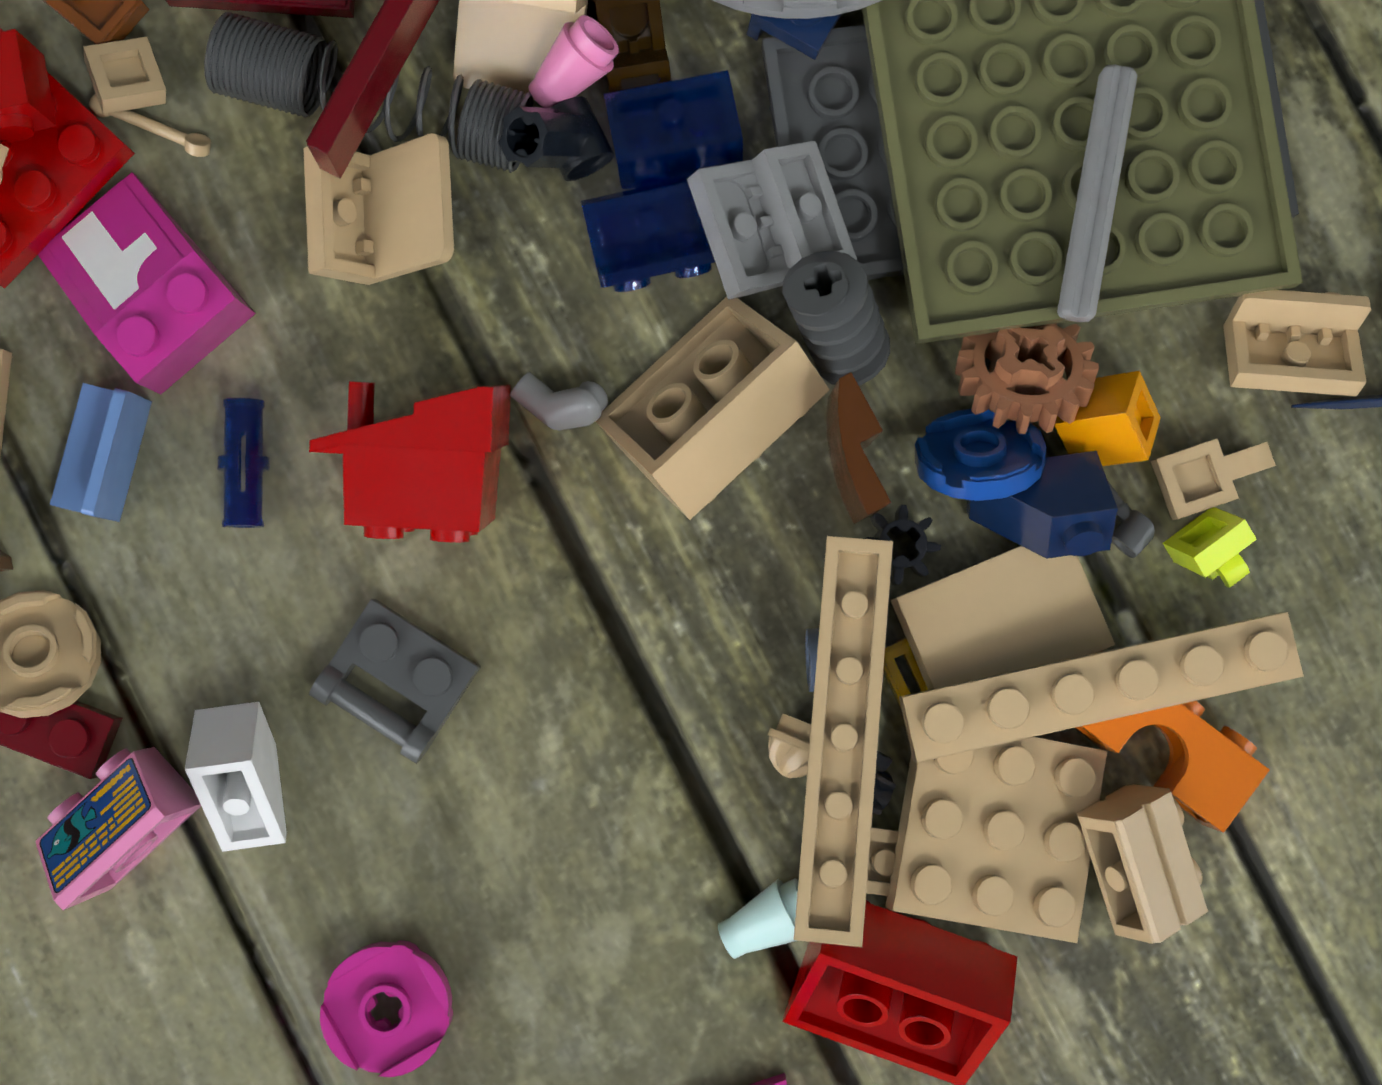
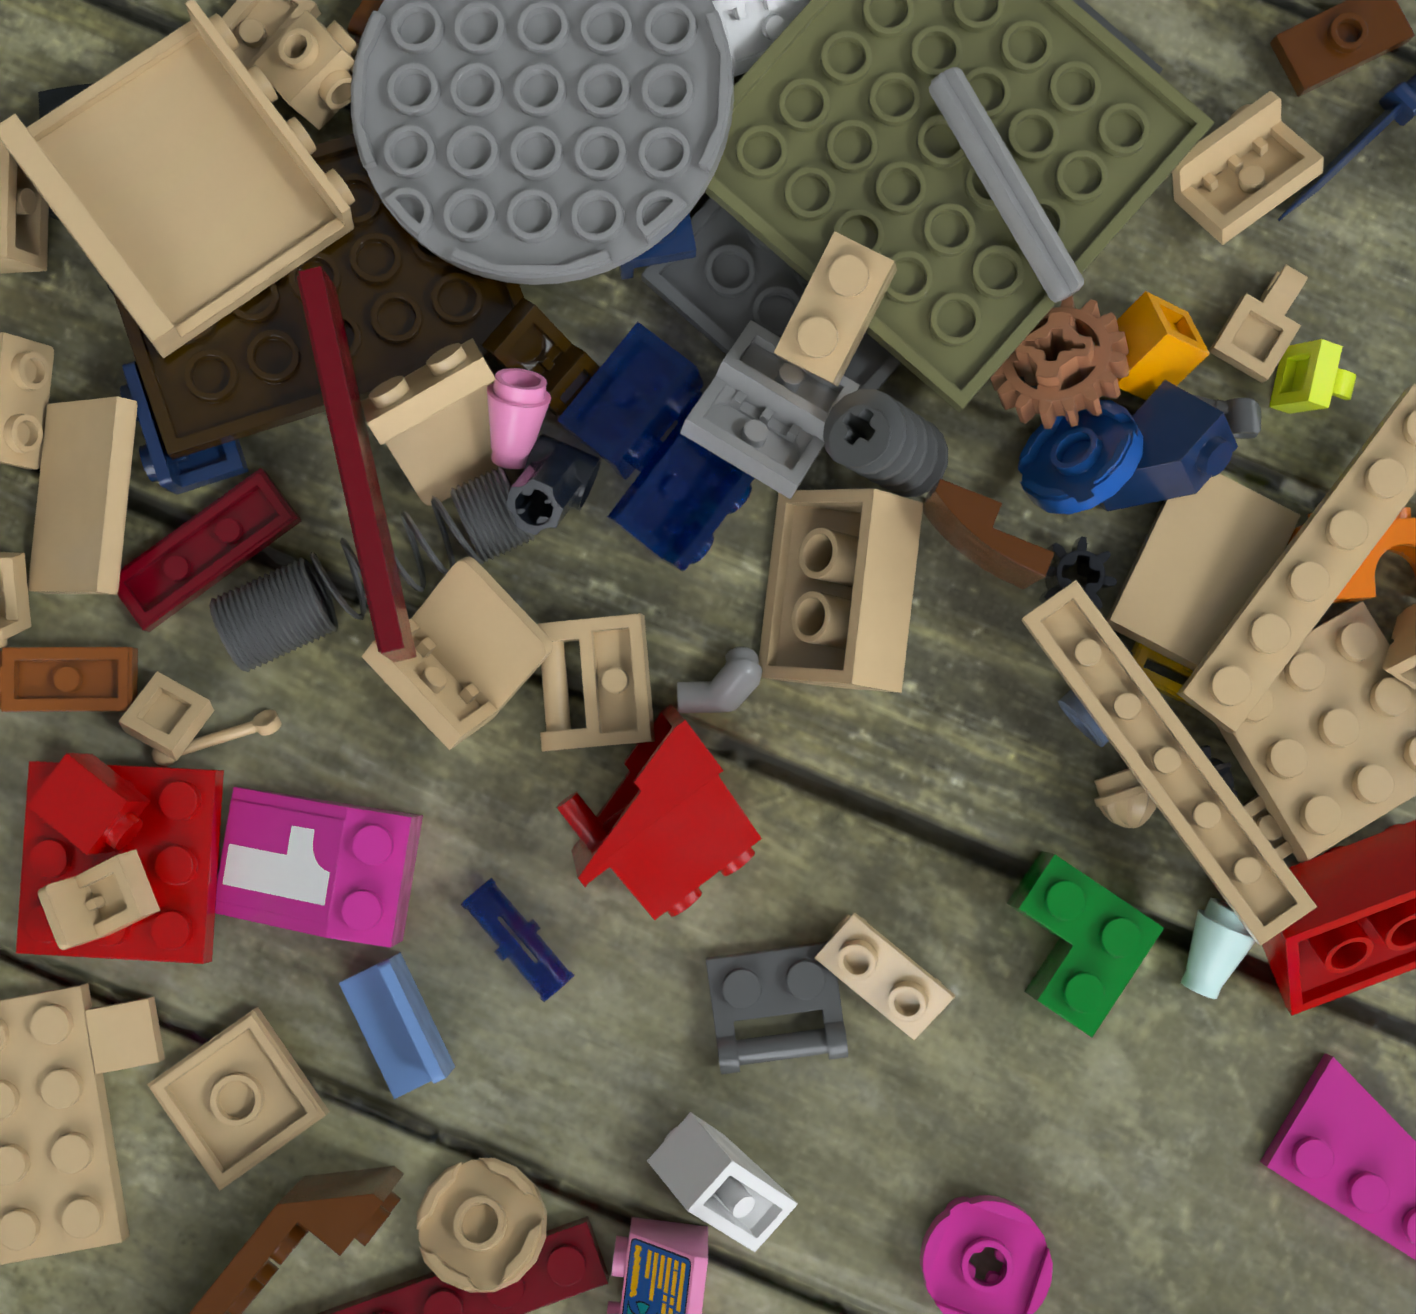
camera: 40 degrees left, 0 degrees up
(479, 328) = (613, 683): none -> tan plate
(493, 724) = (884, 975): none -> tan hinge
(679, 837) = (1097, 943): none -> green brick
(882, 177) = (836, 309): none -> tan brick

